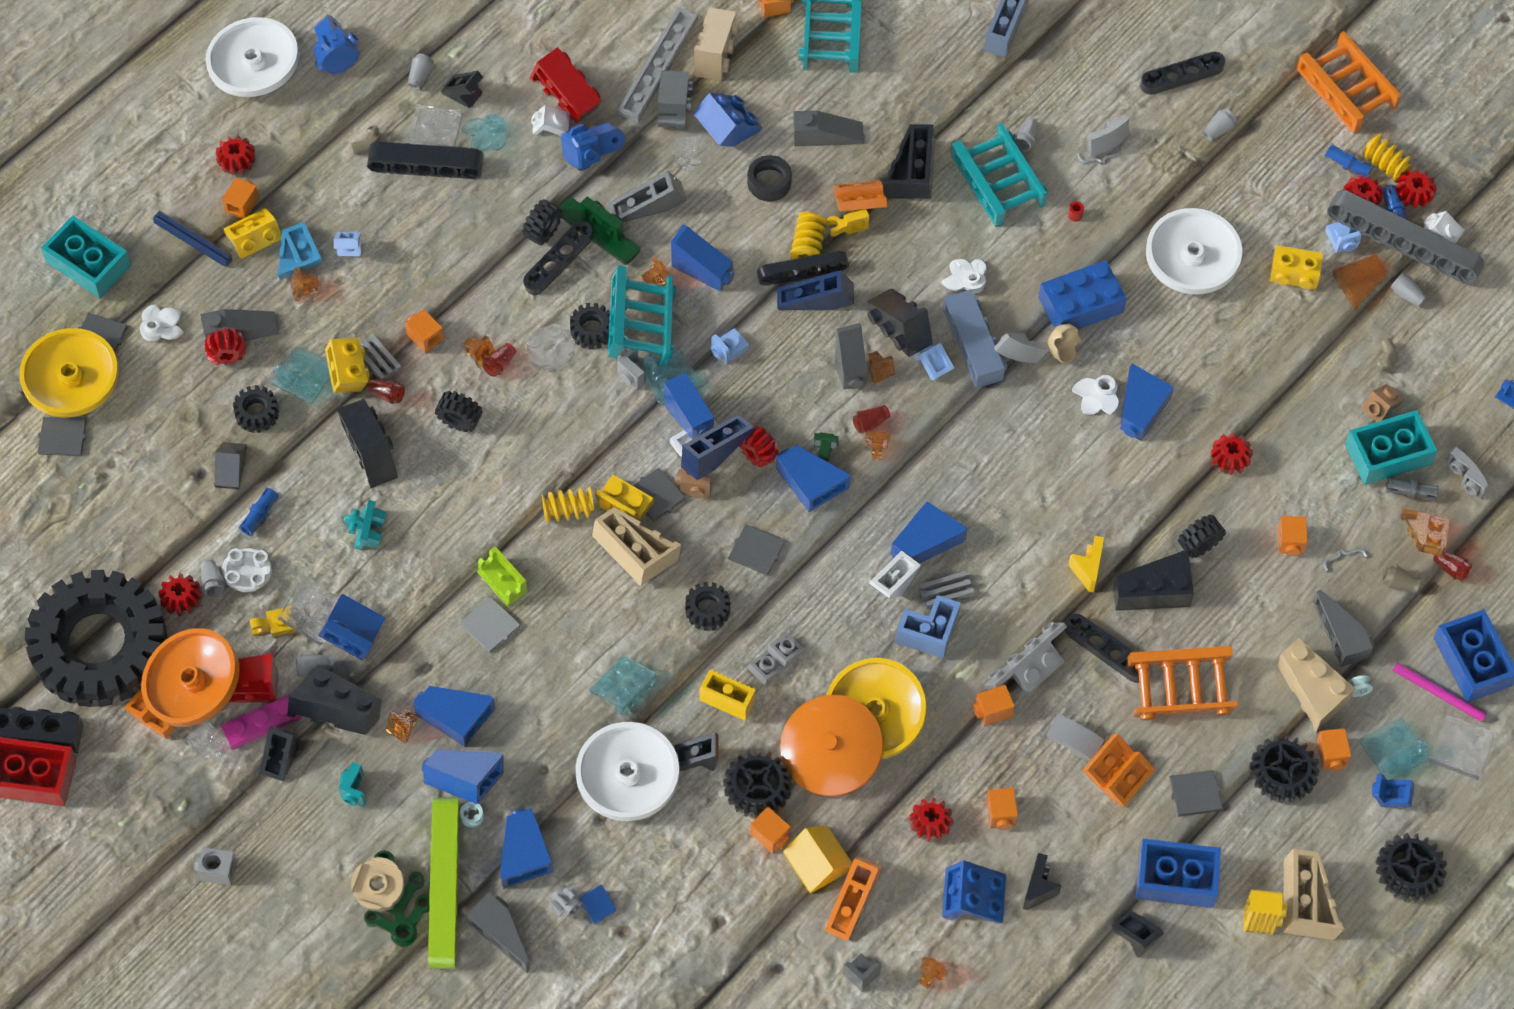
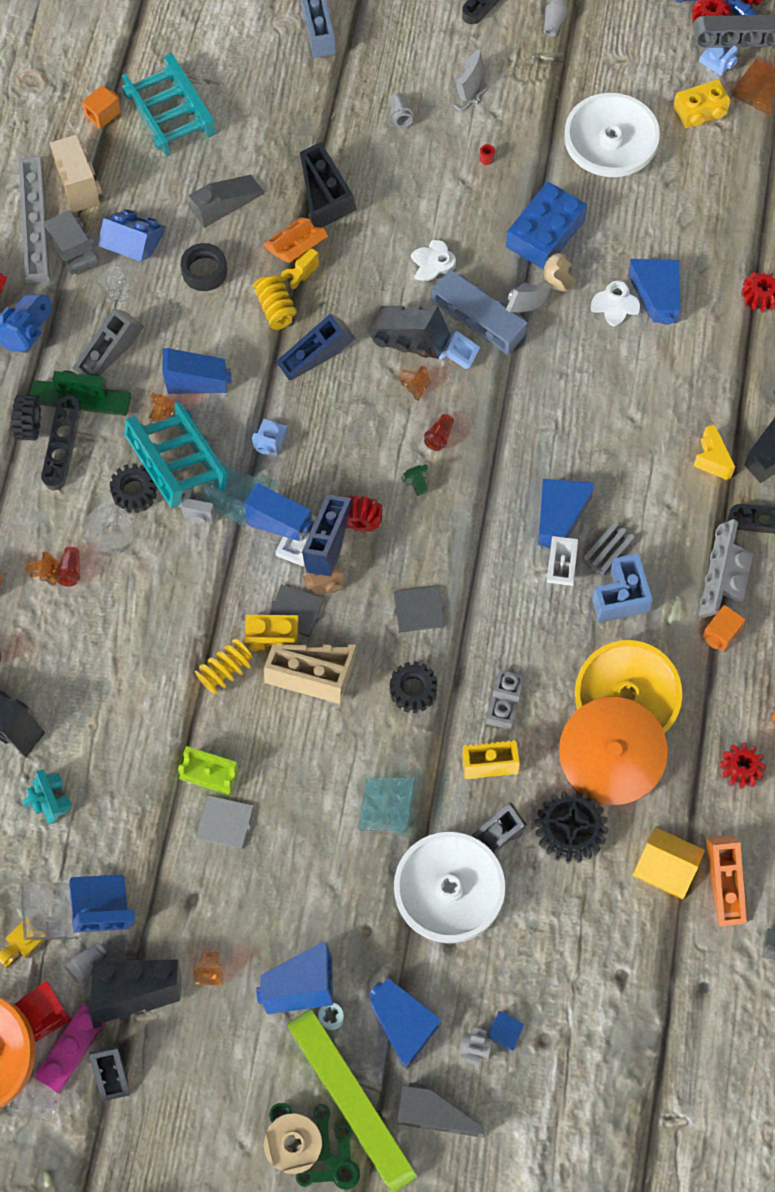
camera: 30 degrees left, 5 degrees up
(349, 782) = (196, 1056): teal bracket -> none
(454, 711) = (249, 927): blue slope -> none
(458, 411) = (65, 637): black tyre -> none
(770, 830) = (613, 863): orange brick -> none
(802, 268) = (288, 331): black beam -> none
(811, 477) = (423, 514): blue slope -> none
(850, 356) = (389, 387): dark grey slope -> none
(877, 441) = (460, 451): clear orange brick -> none
(986, 191) = (399, 178): teal fence -> none

